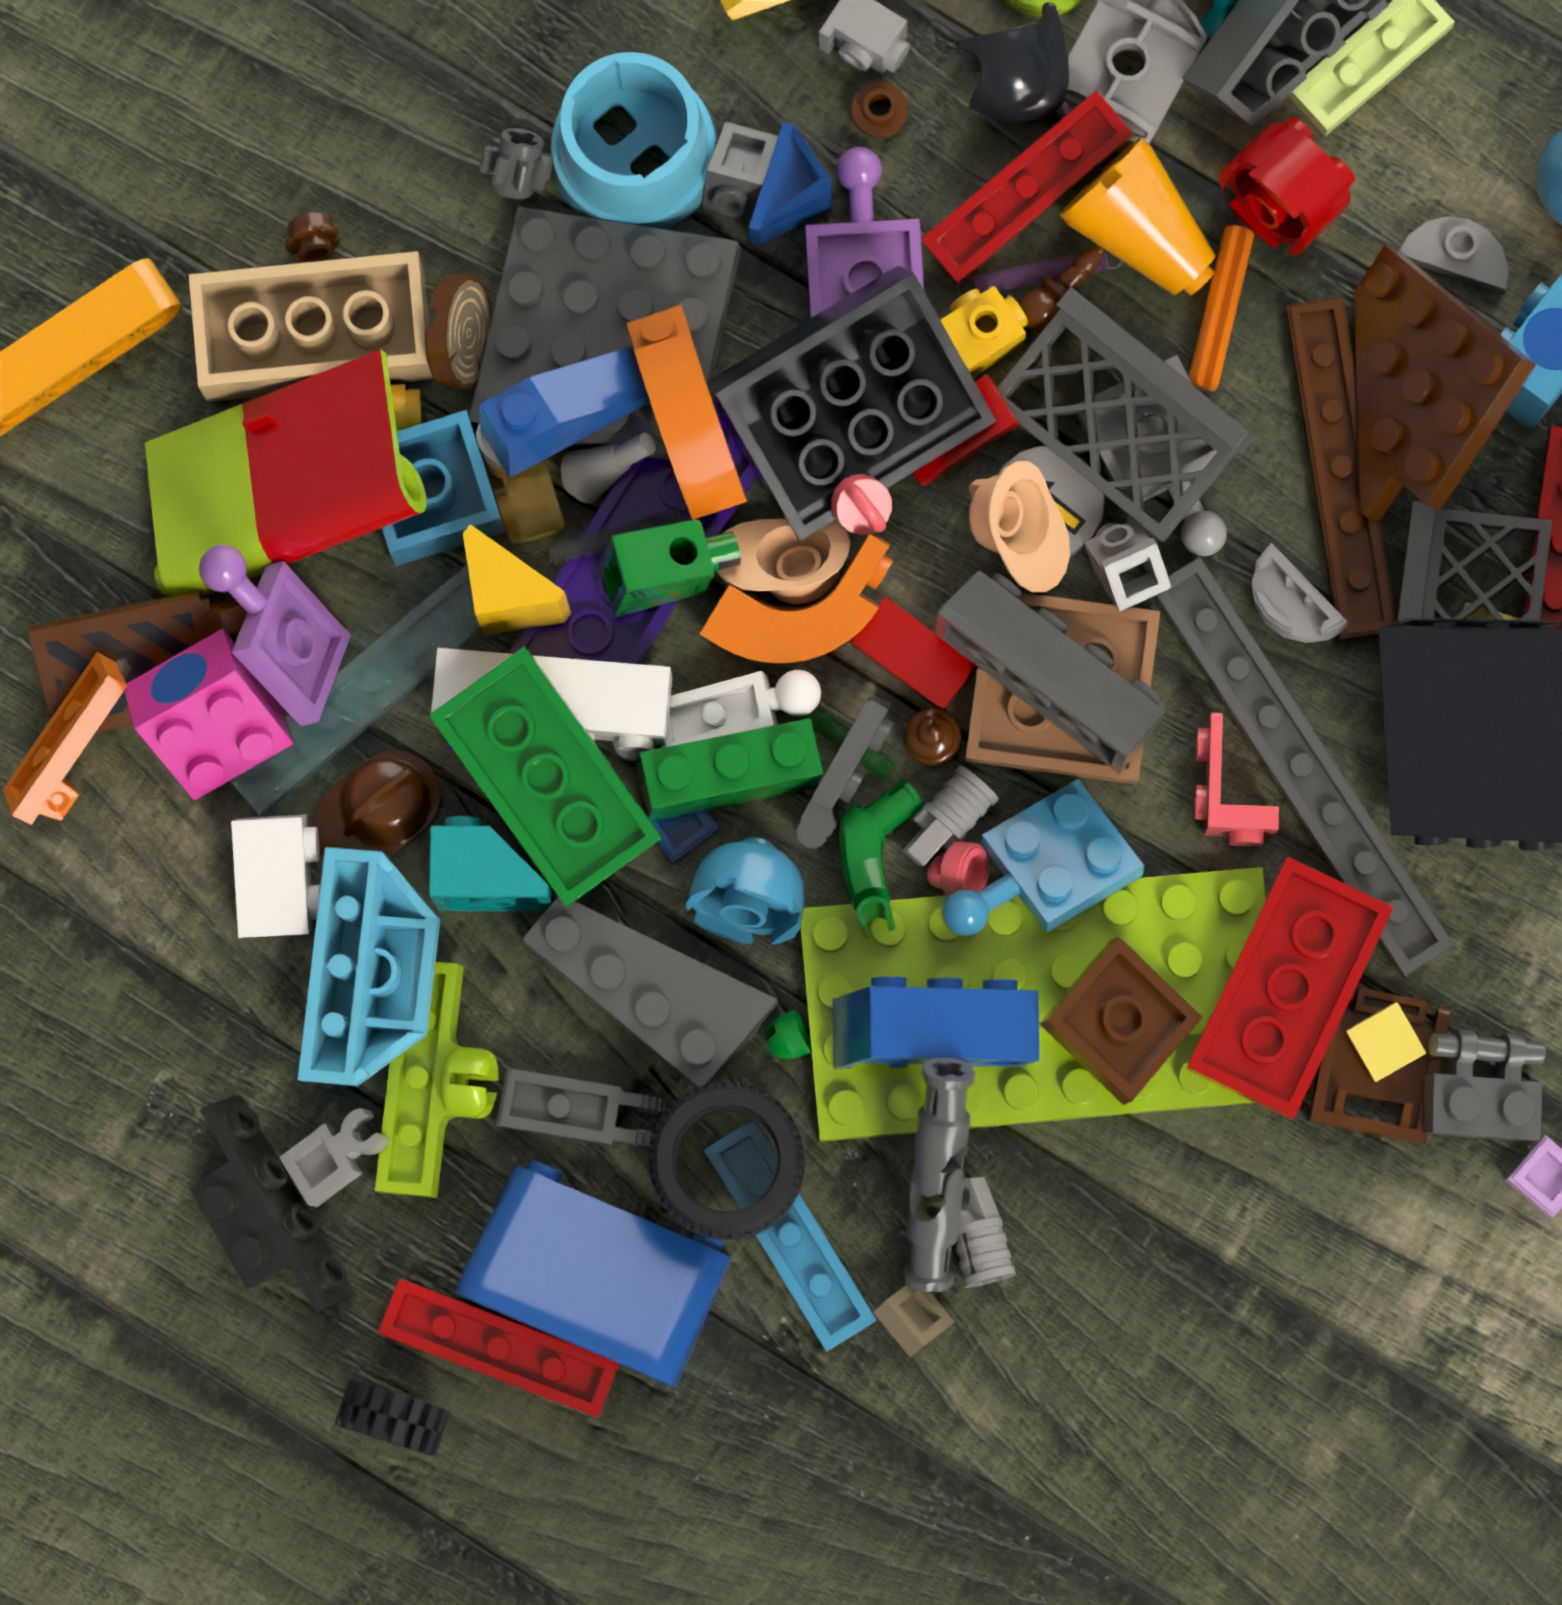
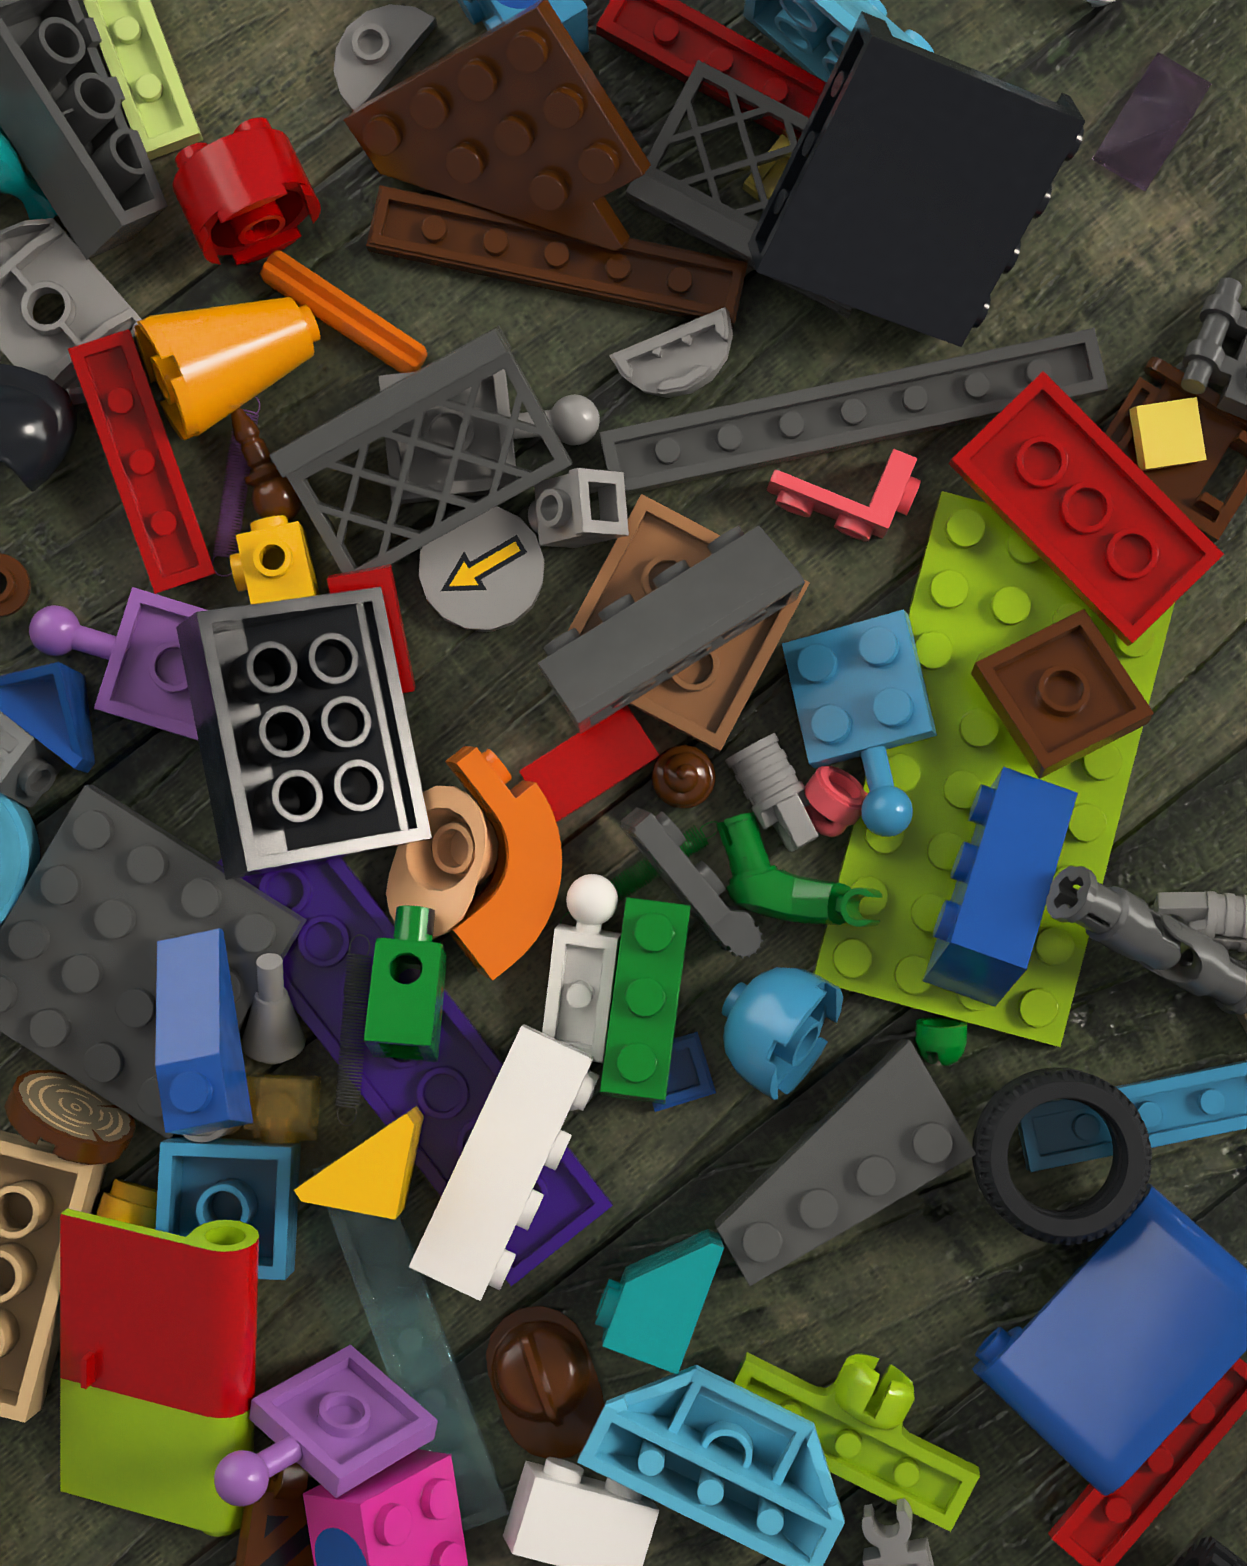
camera: 75 degrees left, 5 degrees up
(545, 776) = (592, 1202): green plate -> none
(572, 1108) = (937, 1290): dark grey hinge -> none
(685, 412) = (250, 909): orange arch -> none
(861, 504) = (419, 759): coral tile -> none
(1022, 524) = (500, 601): light nougat piece -> none

